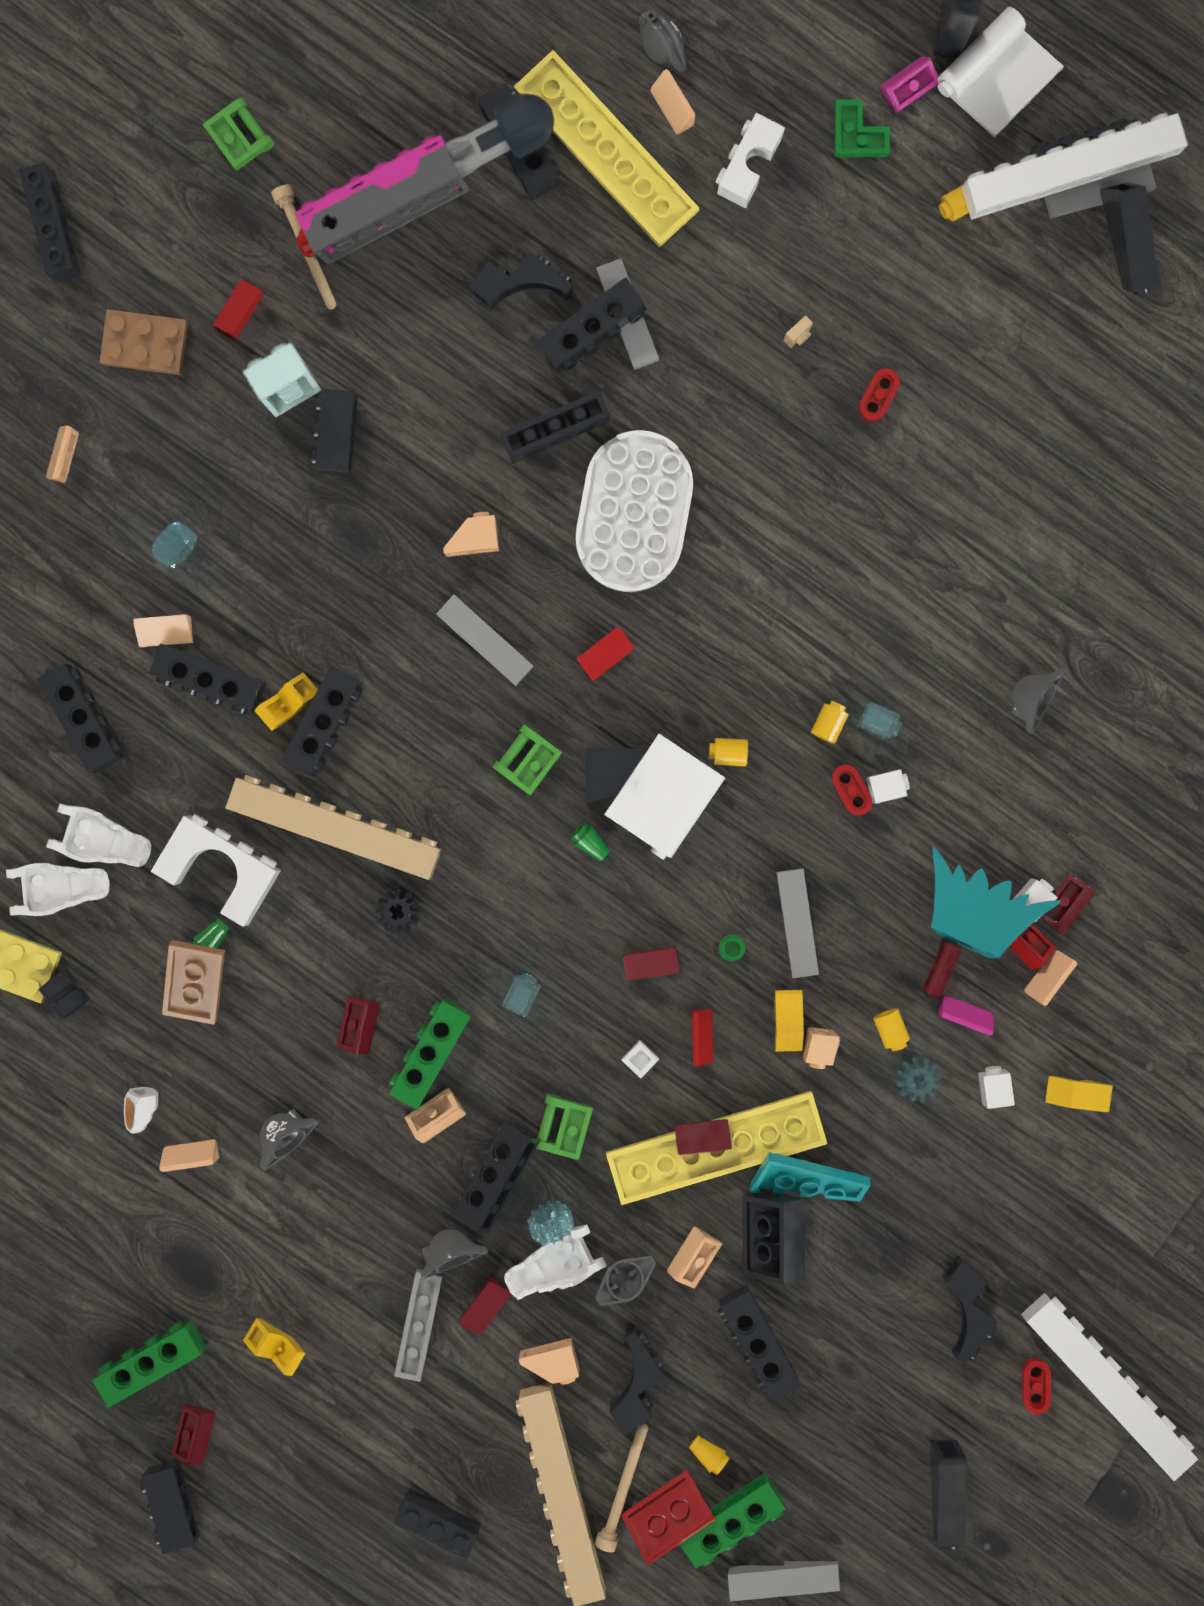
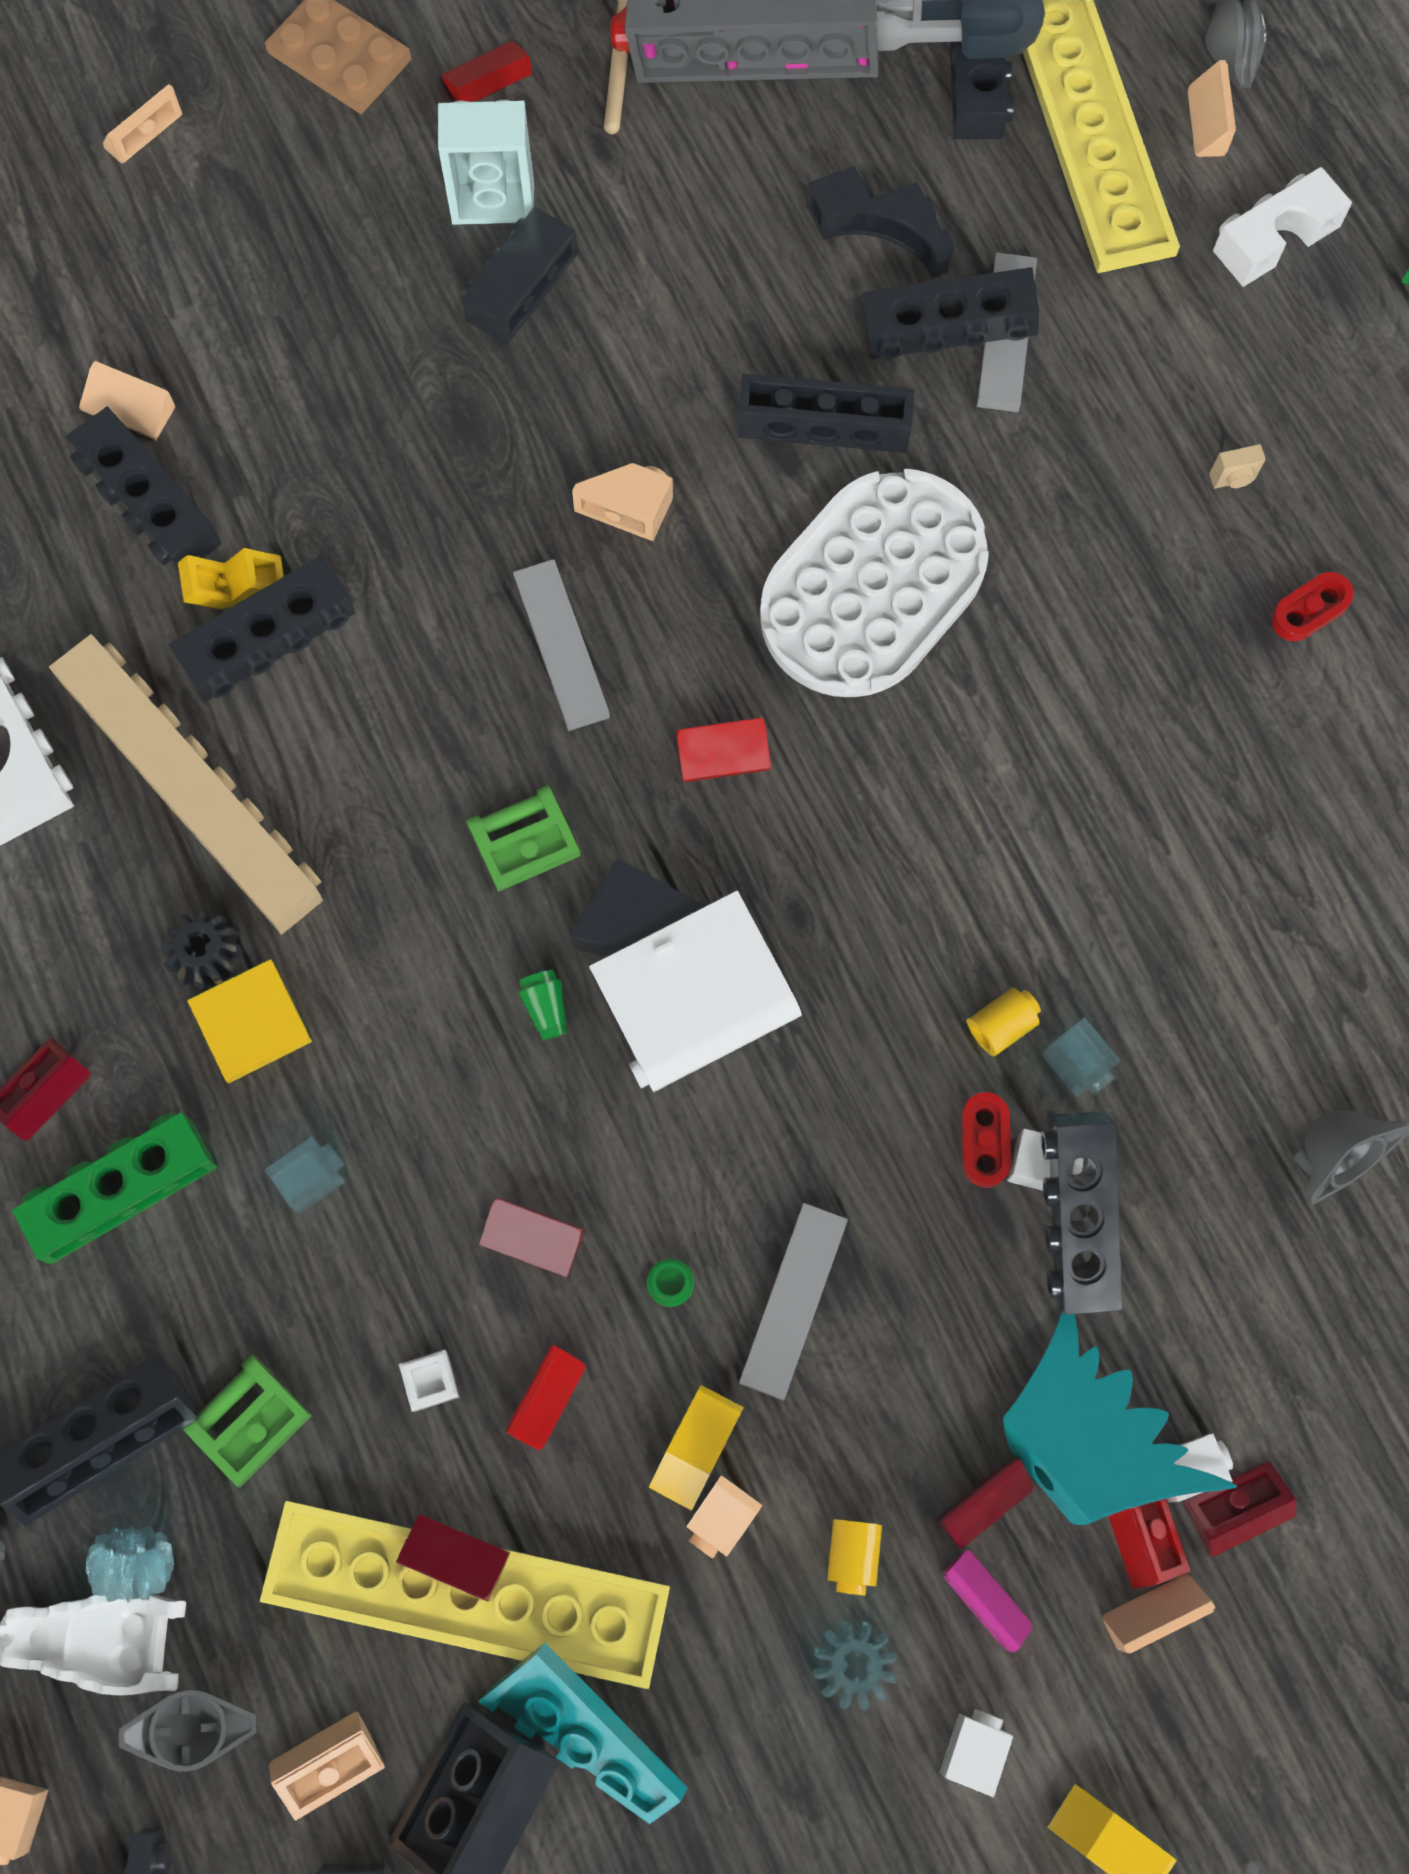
camera: 30 degrees right, 15 degrees down
(174, 544) = (211, 297): clear light blue gear -> none
(435, 1116) = (62, 1293): light nougat slope -> none
(444, 932) = (249, 1021): none -> yellow tile
(729, 752) = (828, 982): yellow brick -> none
(943, 835) = (1098, 1282): none -> black brick

